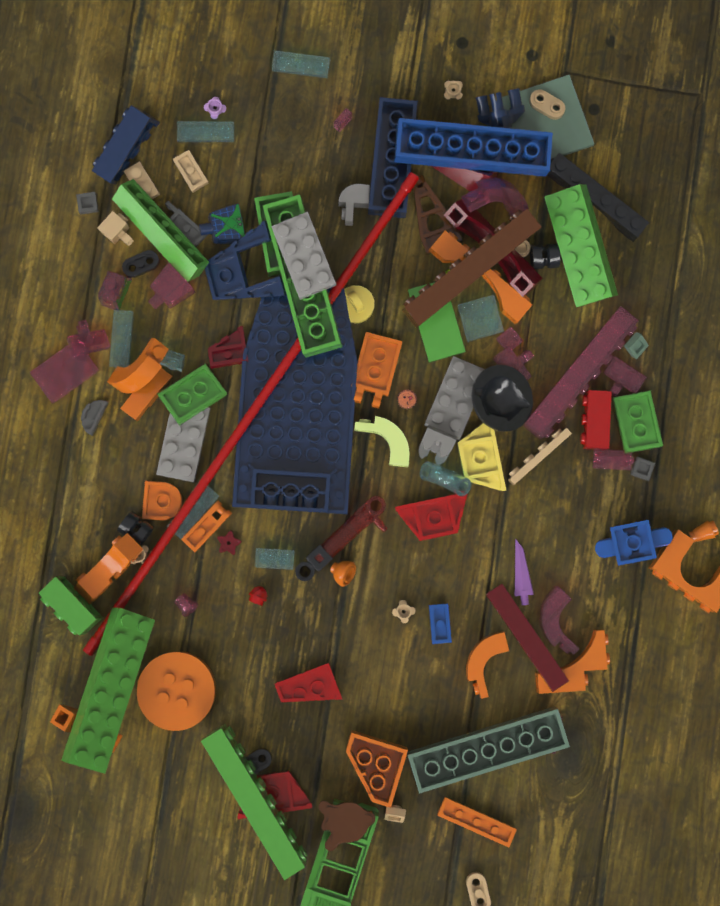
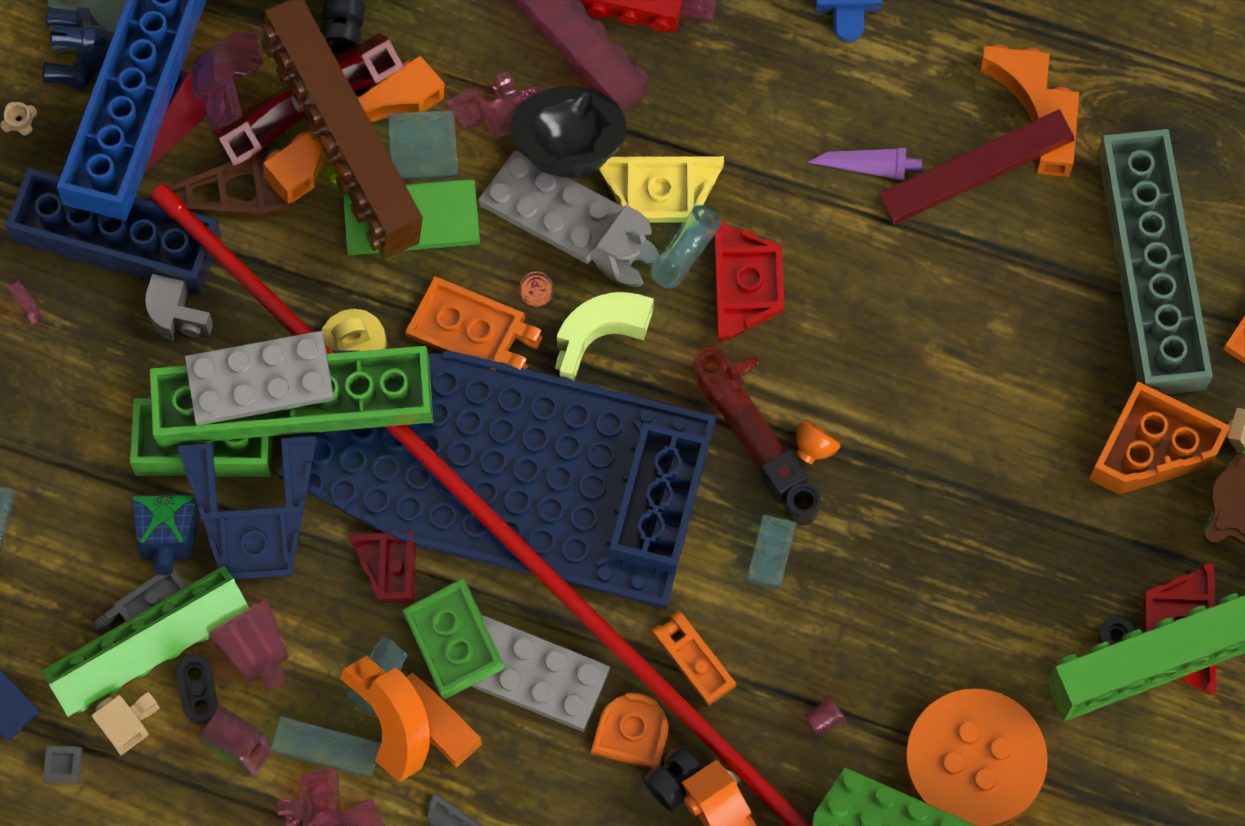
camera: 75 degrees left, 15 degrees down
(139, 174) = (28, 666): tan plate -> none
(190, 171) = (50, 574): tan plate -> none
(202, 505) = (649, 648): clear light blue plate -> none
(230, 548) = (724, 634): dark red plate -> none
(258, 595) = (831, 591): red plate -> none
(309, 686) = (1002, 530): red wing -> none
(403, 606) = (902, 349): tan plate -> none
(440, 623) = (930, 302): blue plate -> none
(479, 655) = (998, 250): orange arch -> none
(544, 449) = (682, 106): tan plate -> none
(549, 619) = (952, 129): clear pink arch -> none

